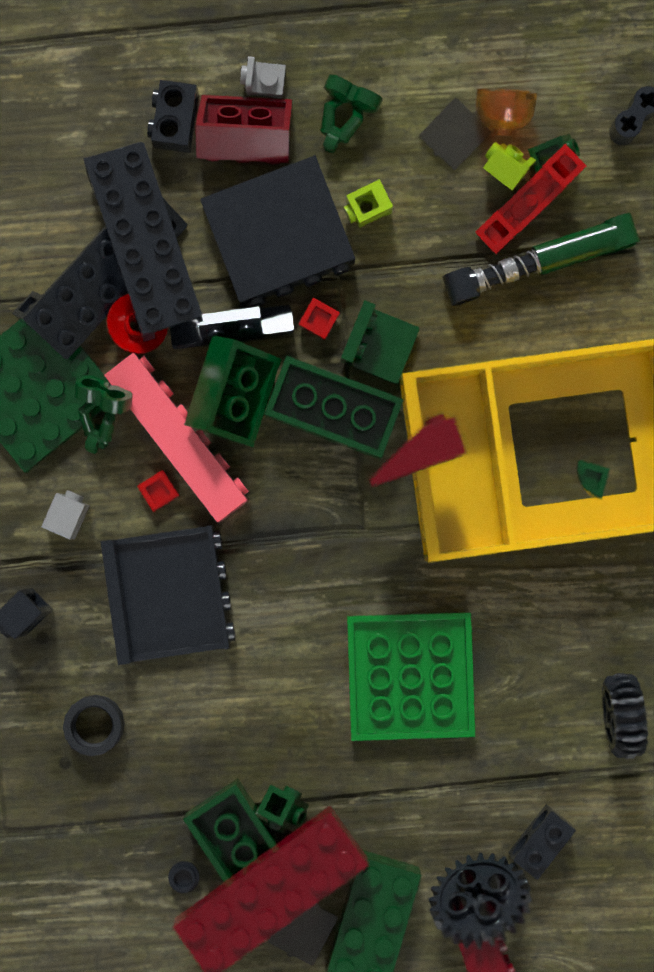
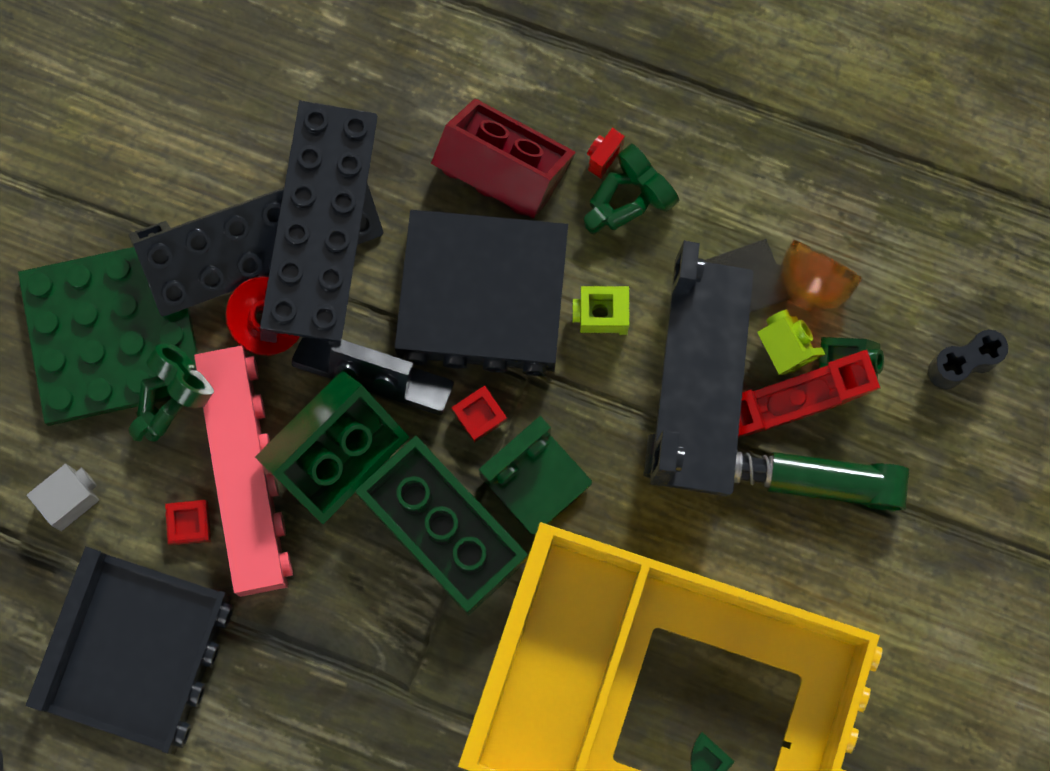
camera: 25 degrees right, 10 degrees down
(181, 116) = (436, 108): black brick -> none
(263, 78) = (553, 113): light grey bracket -> none
(313, 89) = (604, 152): none -> red plate
(430, 446) = (518, 623): dark red slope -> none
(459, 216) = (702, 375): none -> black bracket

